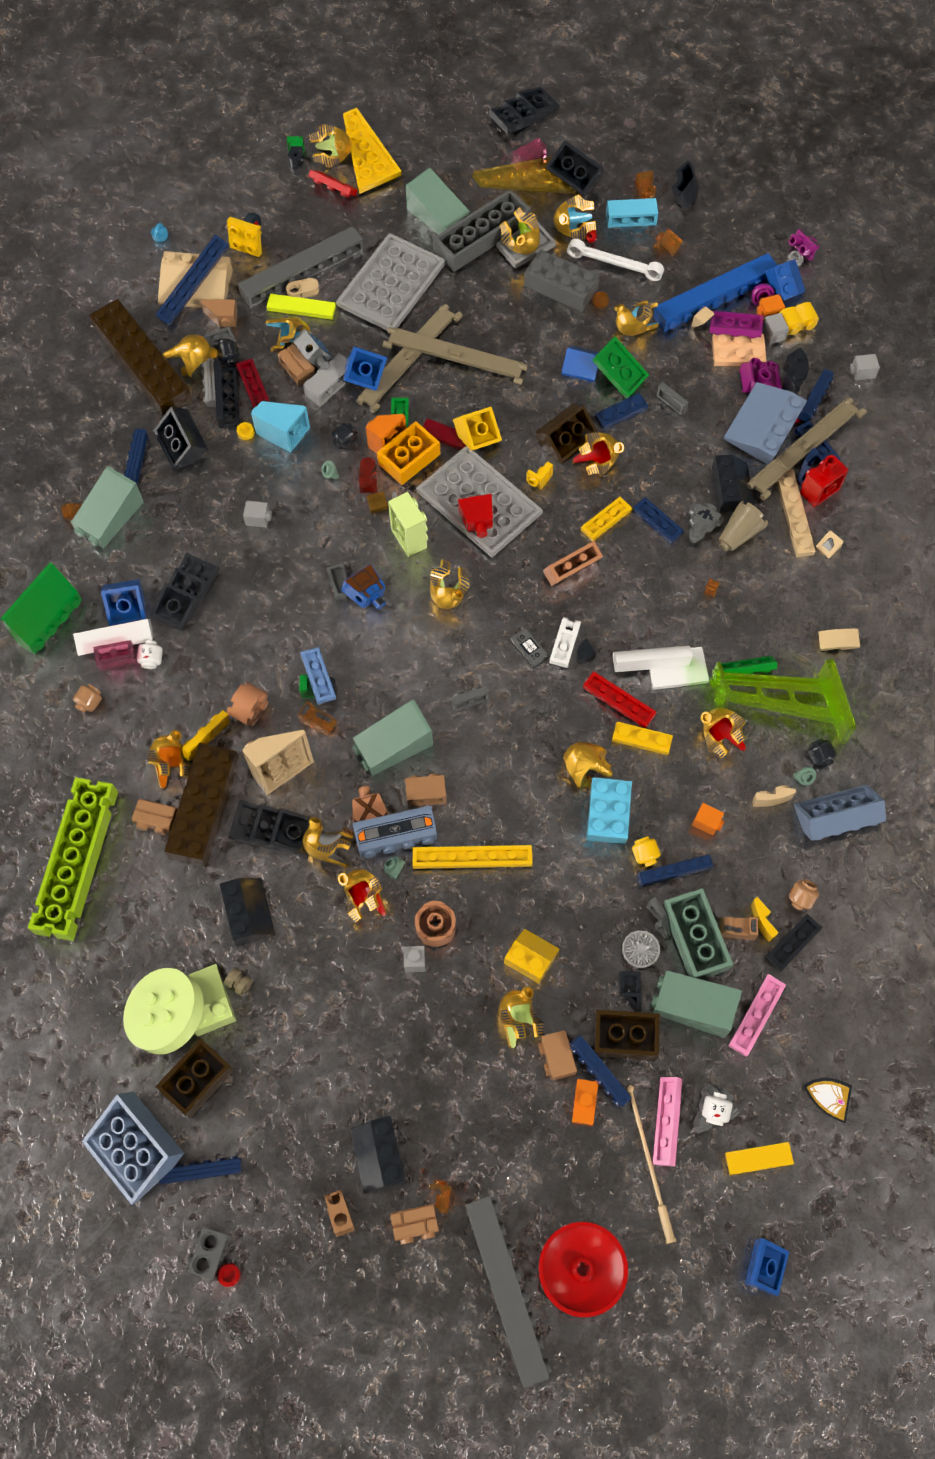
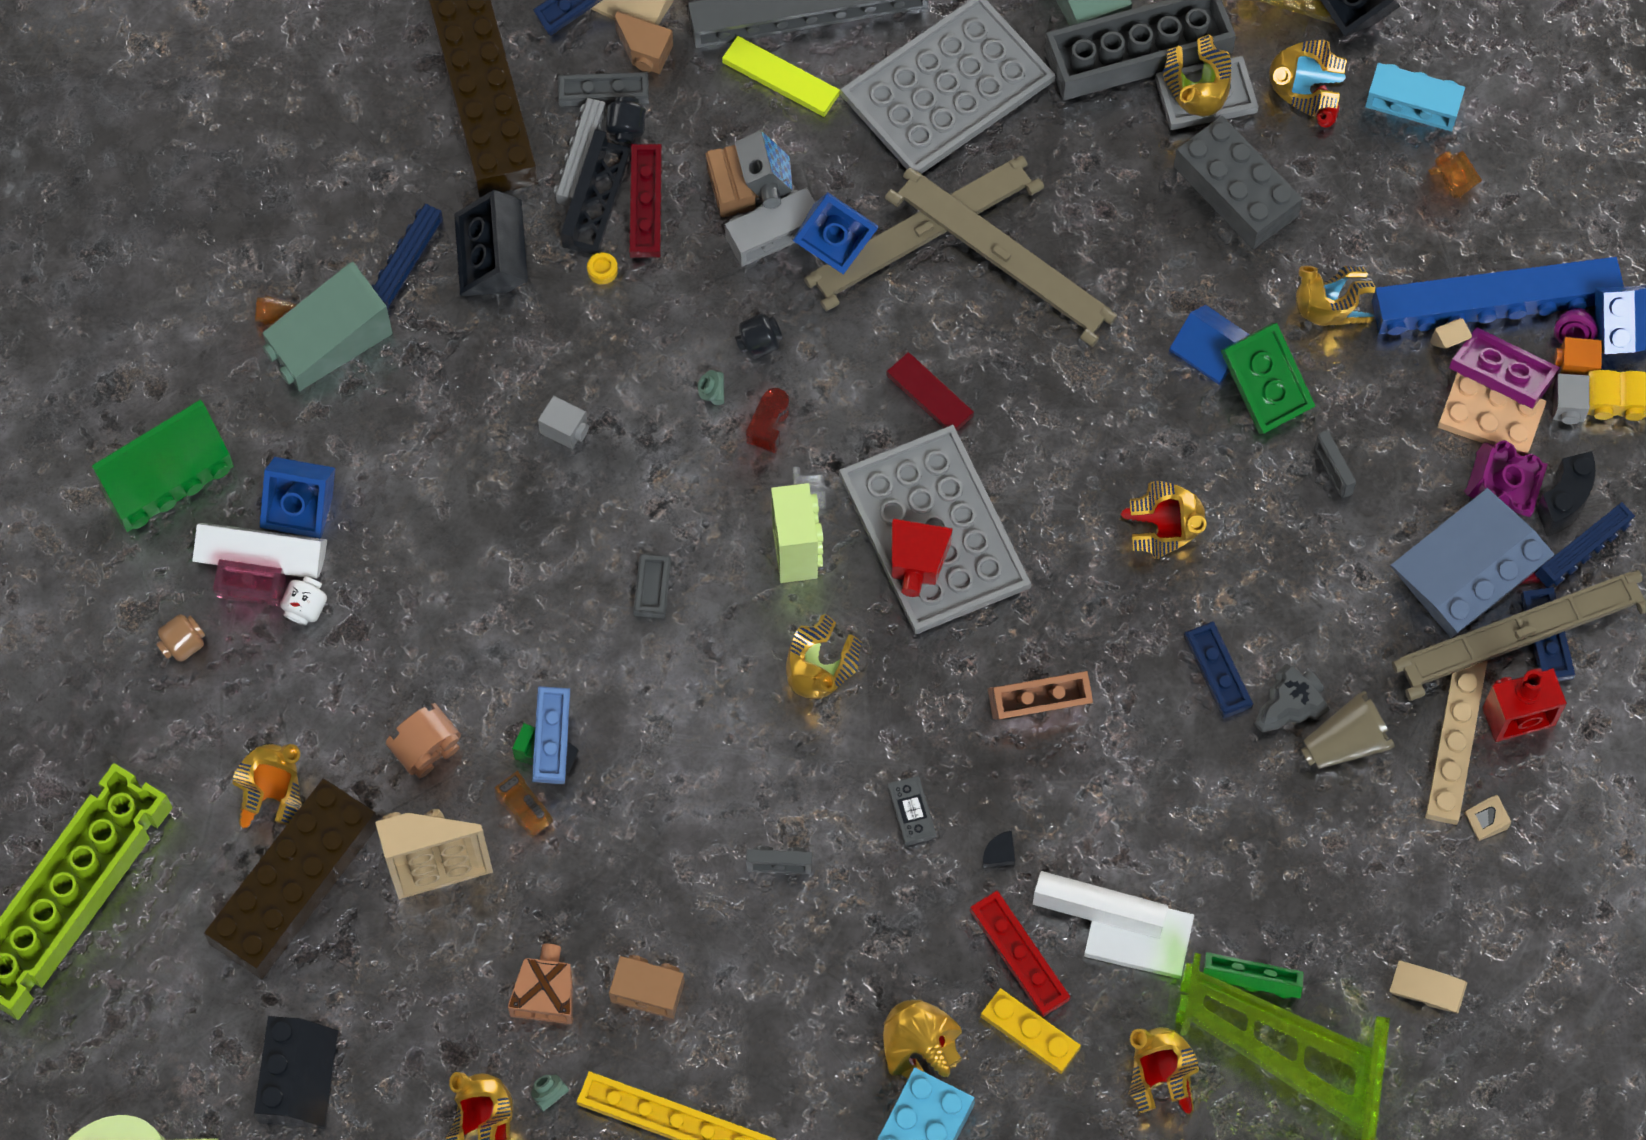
camera: 20 degrees right, 0 degrees up
(154, 816) = (211, 869): medium nougat brick -> none
(184, 591) = (398, 513): black slope -> none
(194, 351) = (566, 103): pearl gold piece -> none
(206, 734) = (340, 766): yellow plate -> none
(270, 828) = (386, 957): black slope -> none
(281, 423) = (662, 280): medium azure slope -> none
(289, 330) = (741, 118): pearl gold piece -> none
(306, 288) = (803, 44): tan piece -> none
(323, 844) = (451, 1012): pearl gold piece -> none
(365, 588) = (686, 614): torso -> none
(377, 502) = (767, 470): pearl gold tile -> none
(383, 430) = (826, 358): orange slope -> none
(393, 739) = (627, 884): sand green slope -> none
(395, 832) = (570, 1037): sand blue slope -> none
(400, 406) = (865, 329): green plate -> none
(408, 453) = (850, 405): light orange brick -> none
(478, 428) = (982, 403): yellow slope -> none
(541, 477) = (1057, 524): yellow bracket -> none
(565, 642) = (972, 824): white plate -> none
(566, 432) = (1128, 458): dark brown slope -> none
(600, 300) = (1292, 240): clear orange plate -> none
(606, 519) = (1133, 635): yellow tile -> none
(615, 260) = (1402, 217): white piece -> none
(621, 411) = (1240, 454): dark blue plate -> none
(644, 185) = (1461, 46): clear orange leg -> none
(686, 186) = (1531, 79): black brick -> none
(711, 588) = (1256, 820): clear orange piece -> none
(730, 482) = (1373, 640): black slope -> none
(809, 460) = (1518, 658): dark blue slope -> none

